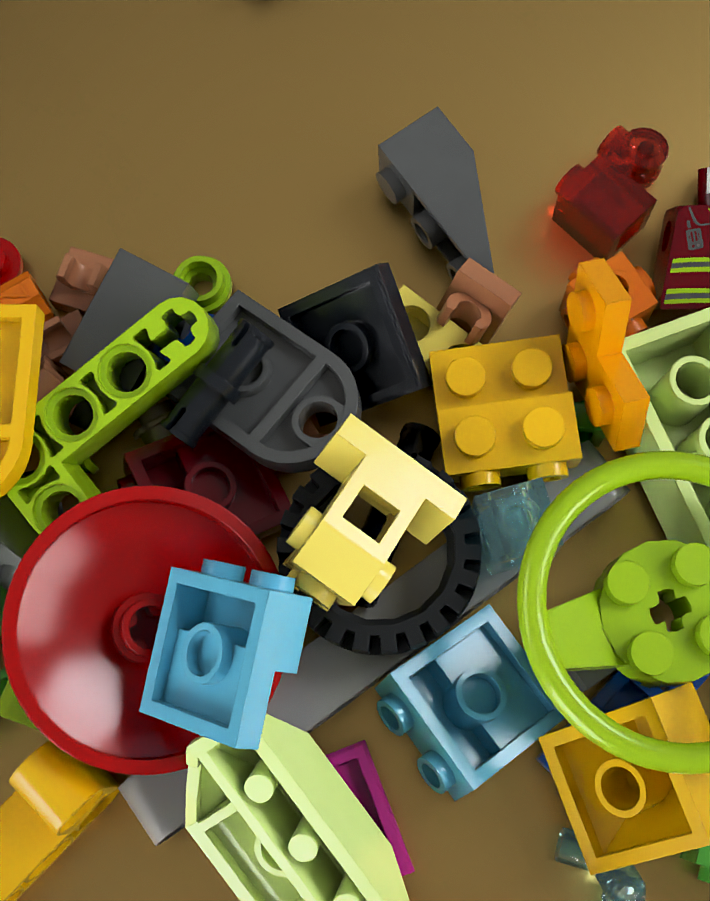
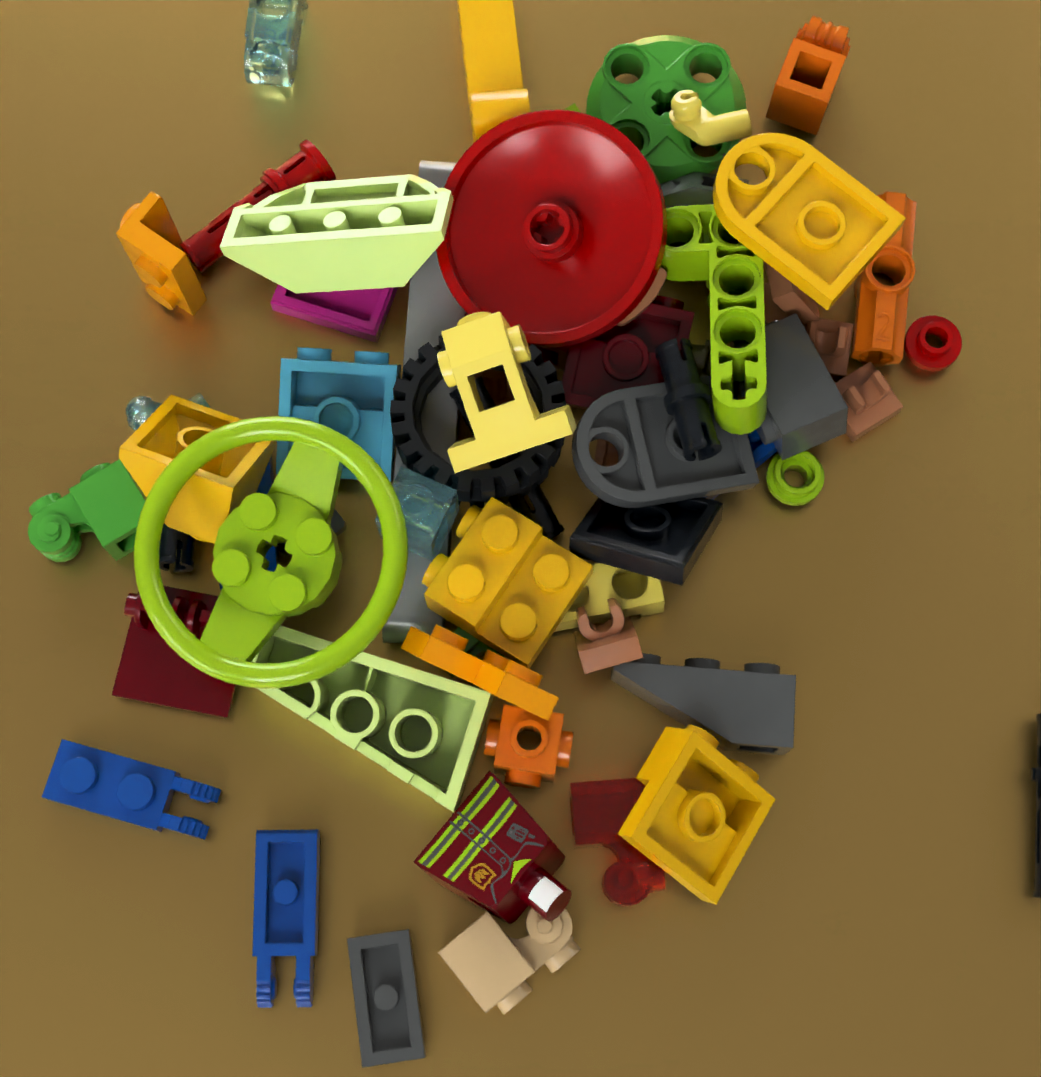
camera: 120 degrees right, 0 degrees up
(221, 650) = (488, 245): medium azure plate -> none
(547, 132) = (696, 811): none -> yellow plate

